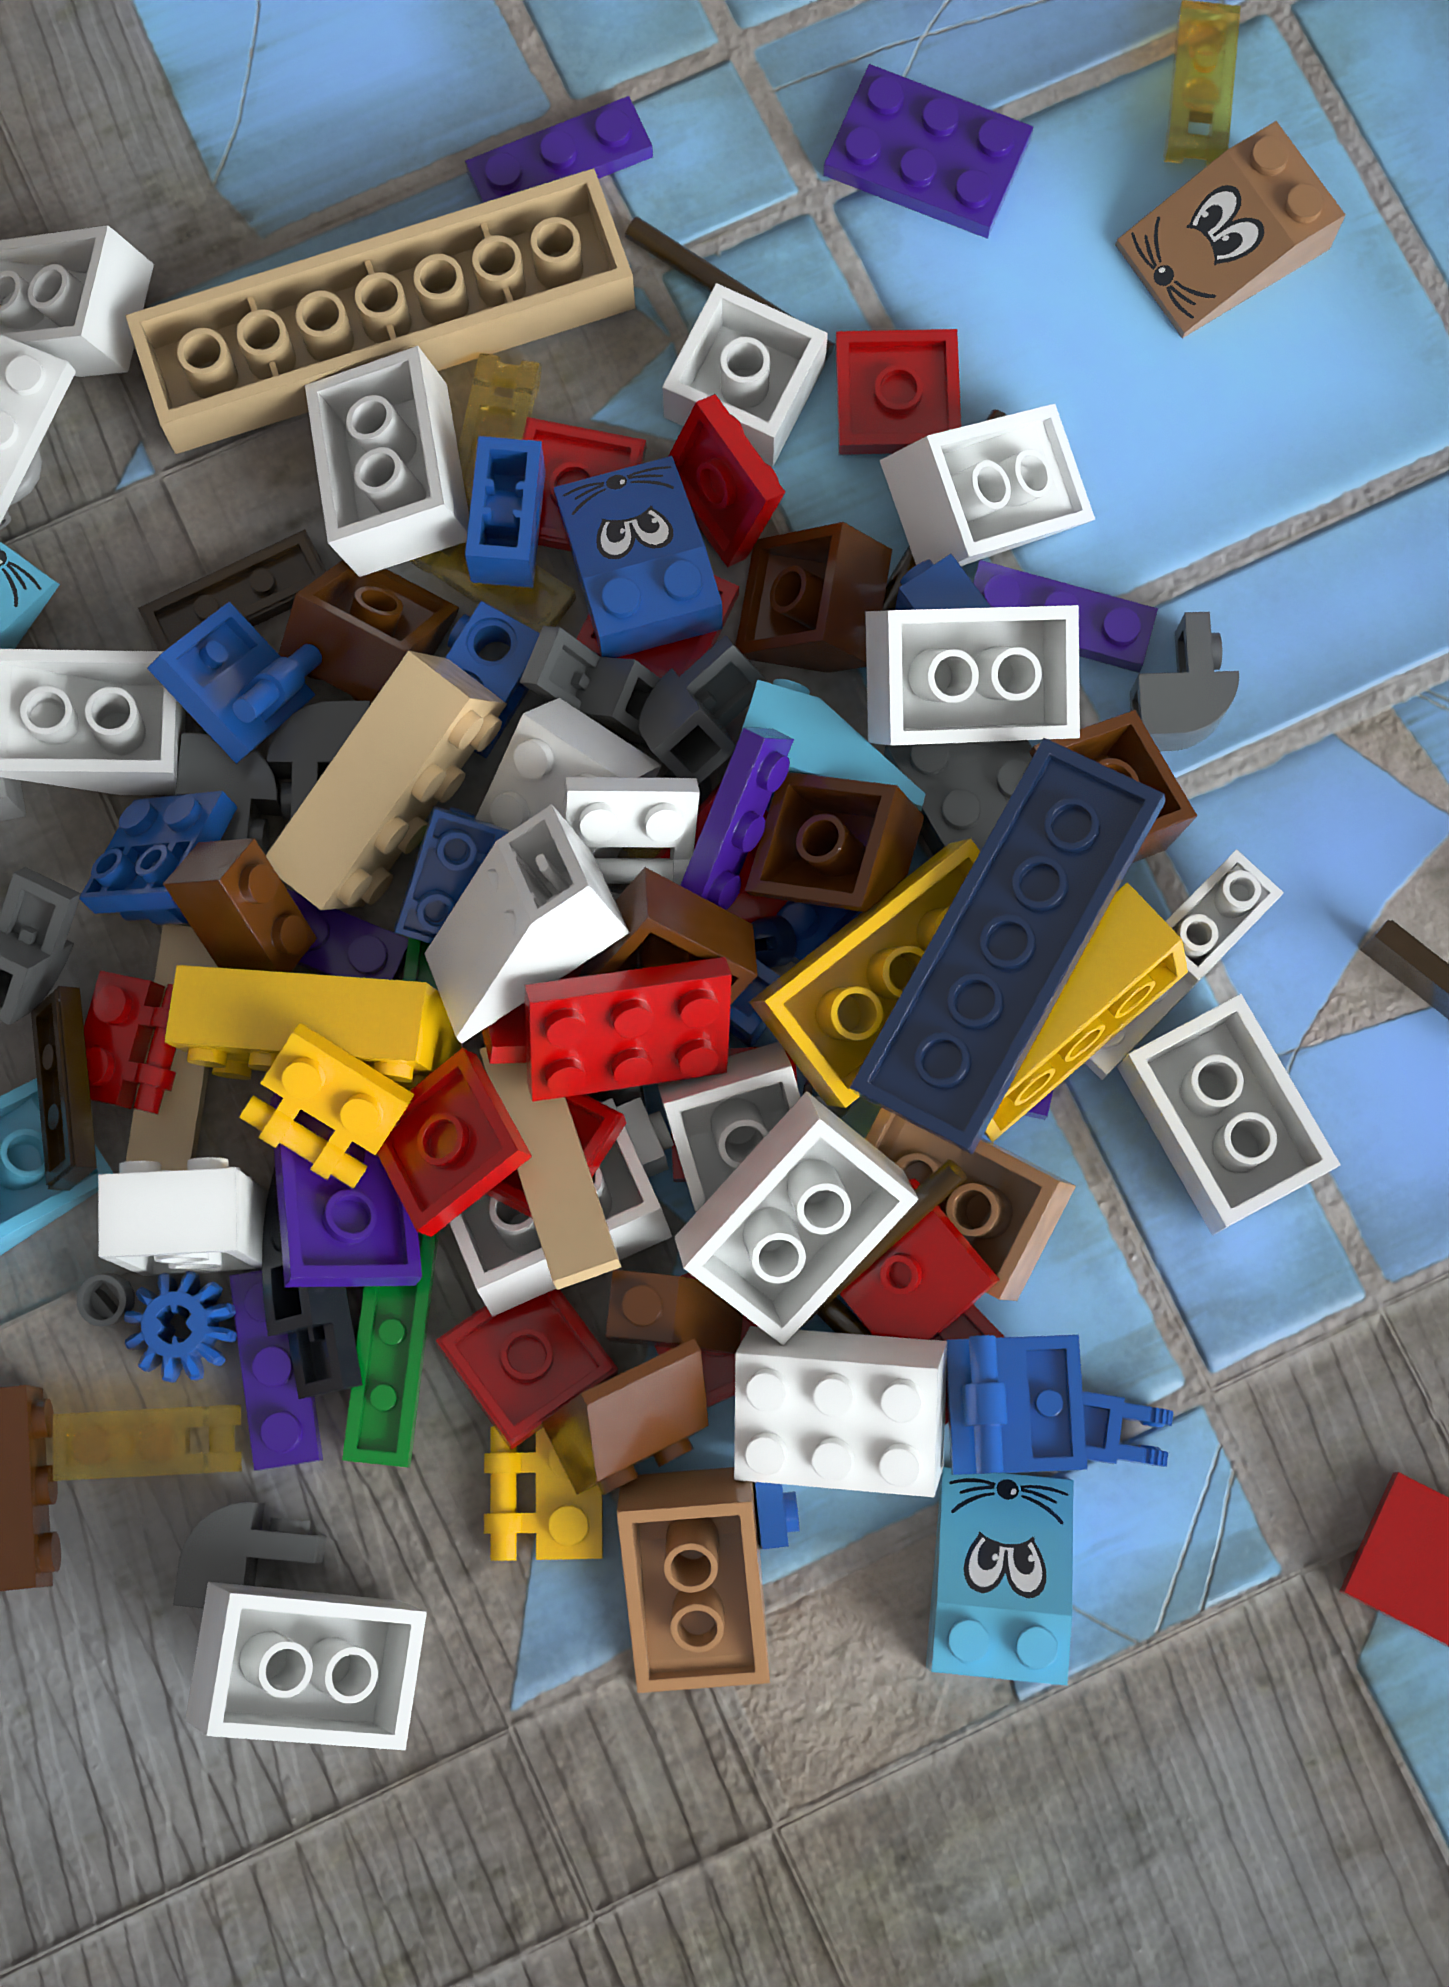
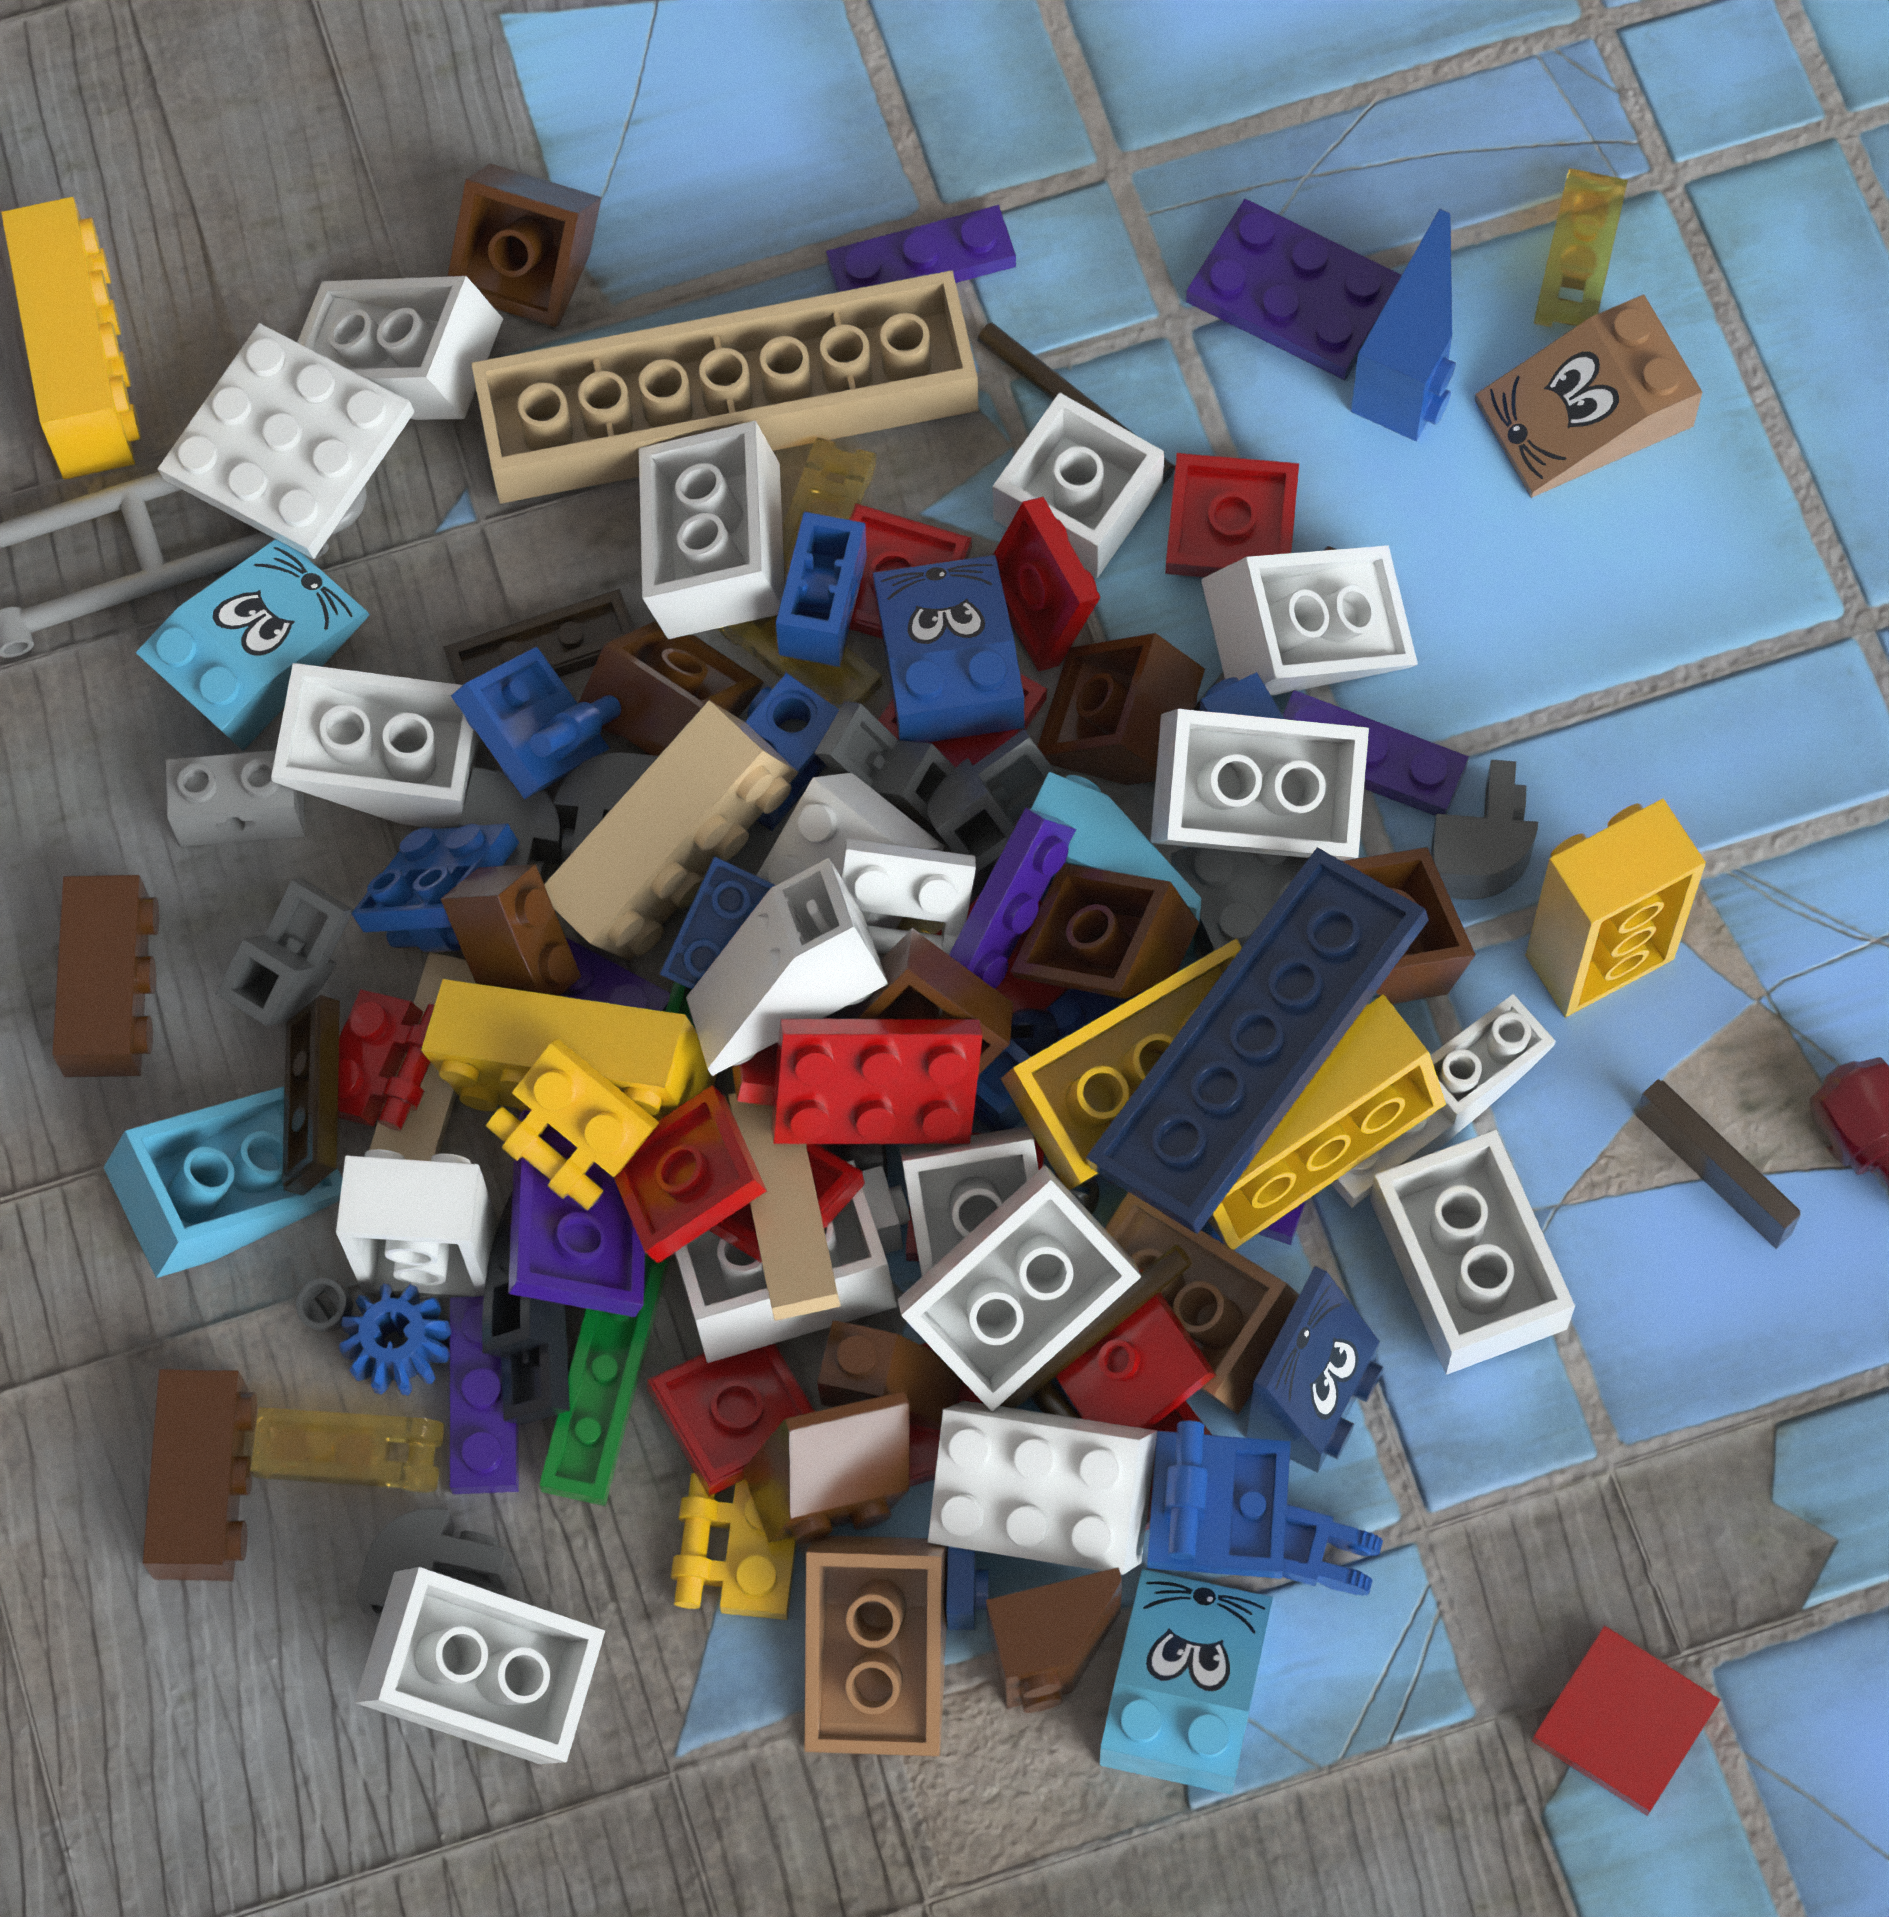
camera: 10 degrees right, 10 degrees down
(163, 182) = (523, 241): none -> reddish brown slope
(868, 1564) = (1050, 1636): none -> reddish brown slope
(1054, 211) = (1407, 352): none -> blue slope
(1092, 1264) = (1315, 1374): none -> dark blue slope
(1335, 752) = (1613, 905): none -> yellow brick

